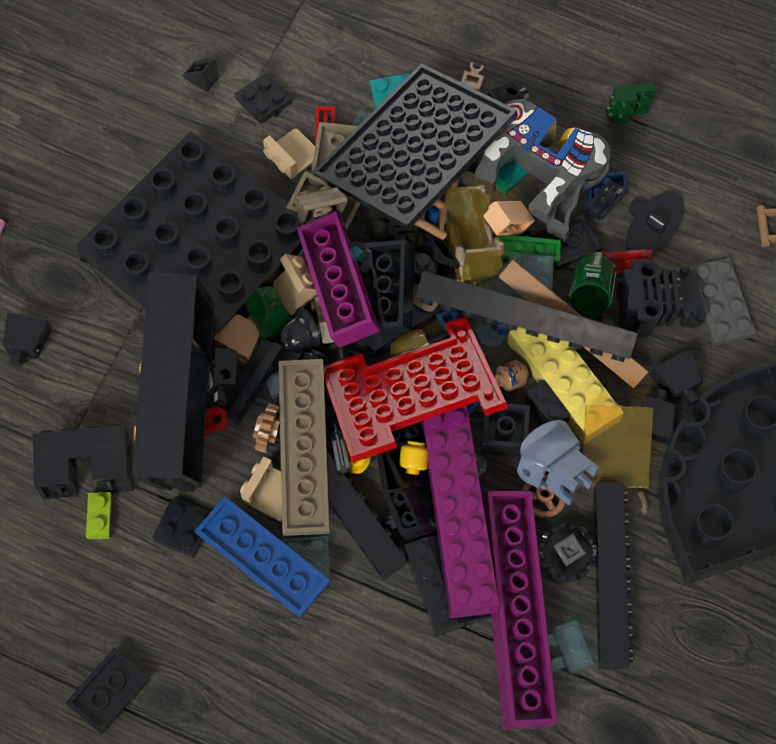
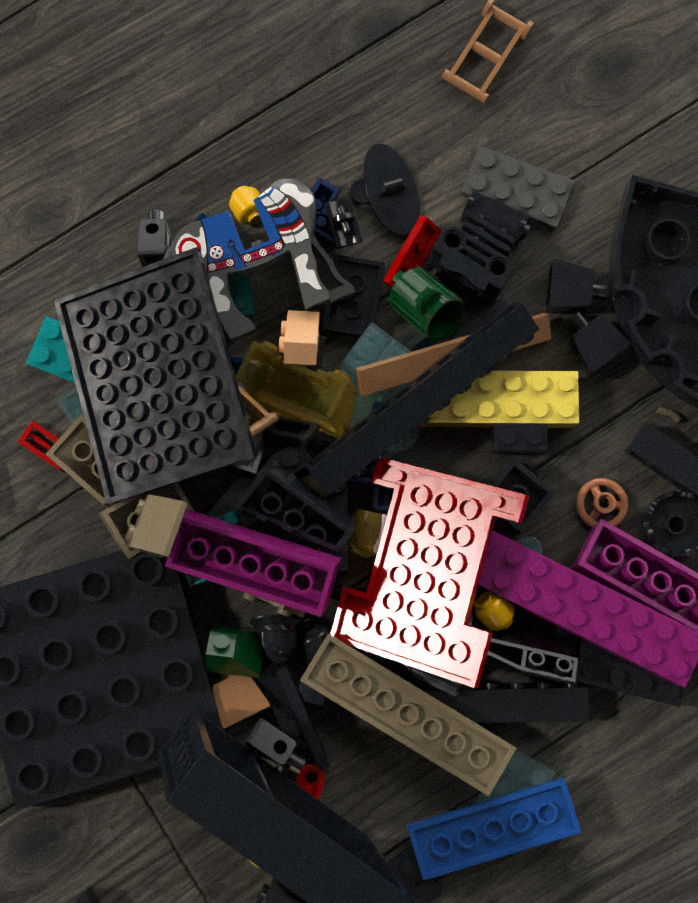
camera: 55 degrees left, 15 degrees up
(264, 490) = (422, 778): tan bracket -> none
(267, 428) = (361, 736): medium nougat gear -> none
(290, 153) = (56, 503): tan bracket -> none
(295, 283) = (217, 603): tan bracket -> none
(473, 77) = (101, 256): medium nougat plate -> none
(511, 375) = (461, 449): medium nougat head -> none
(530, 246) = (343, 337): green plate -> none
(555, 450) = (586, 473): sand blue piece -> none
(569, 549) = (679, 522): dark grey tile -> none
(619, 443) = (606, 401): clear yellow piece -> none
(629, 101) = (242, 120): dark green plate -> none

